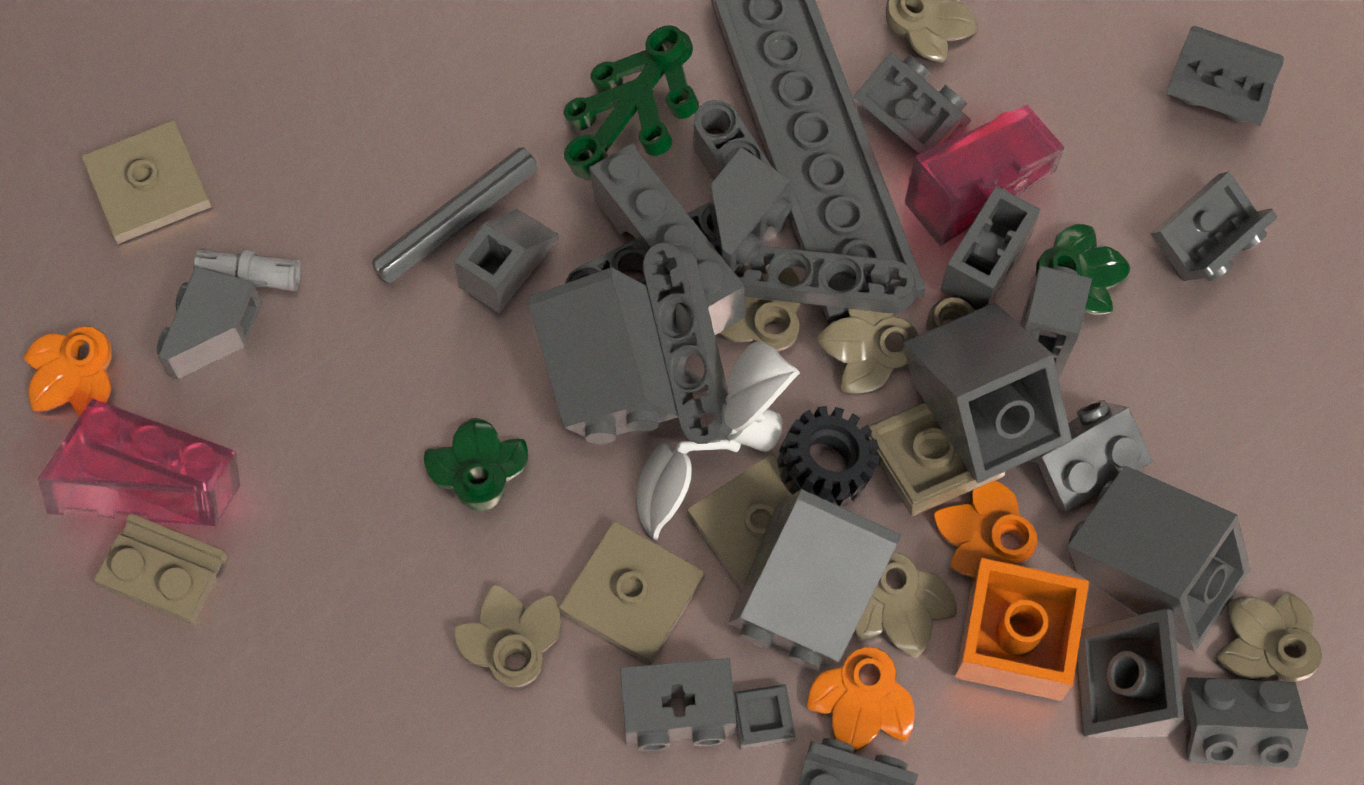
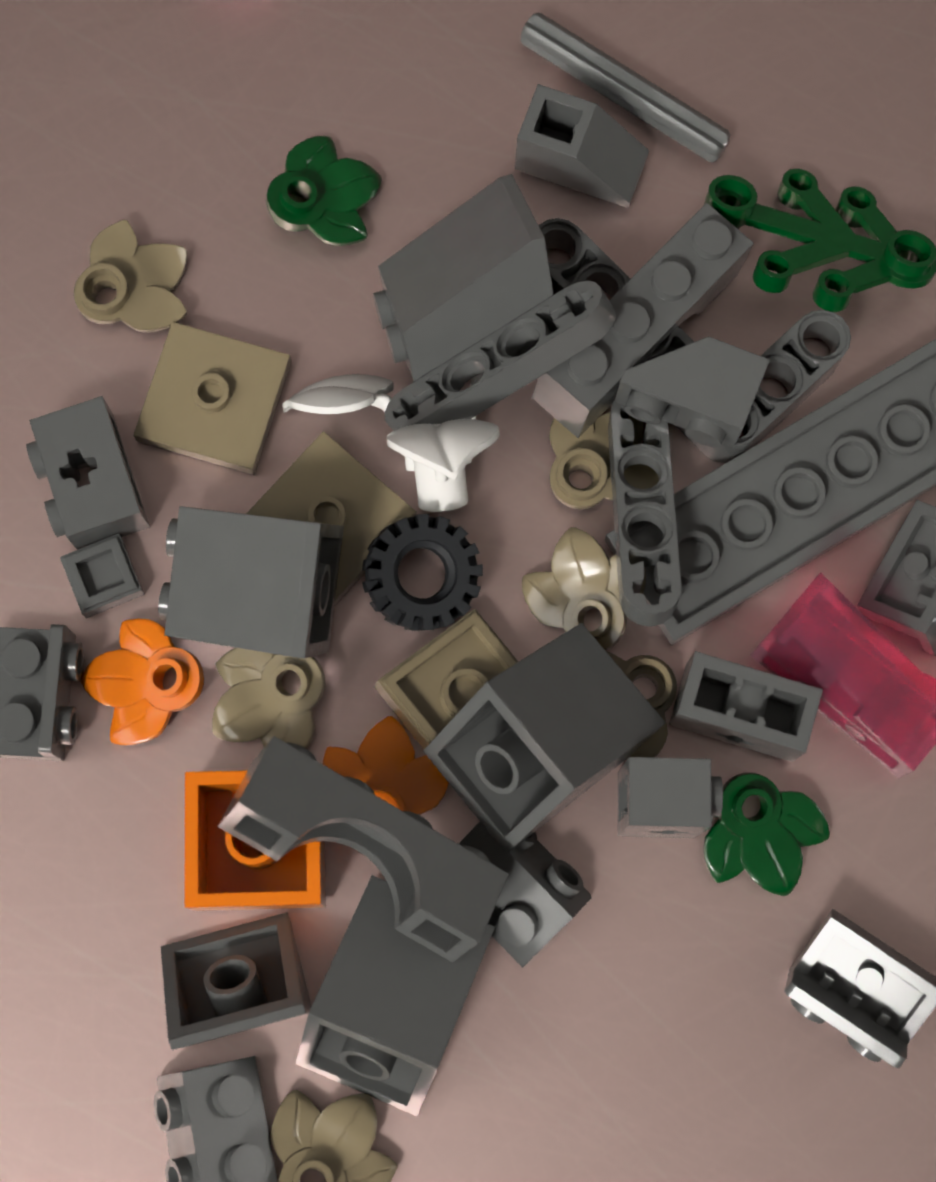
camera: 75 degrees right, 10 degrees up
(1094, 488) = (437, 886): none -> dark grey arch

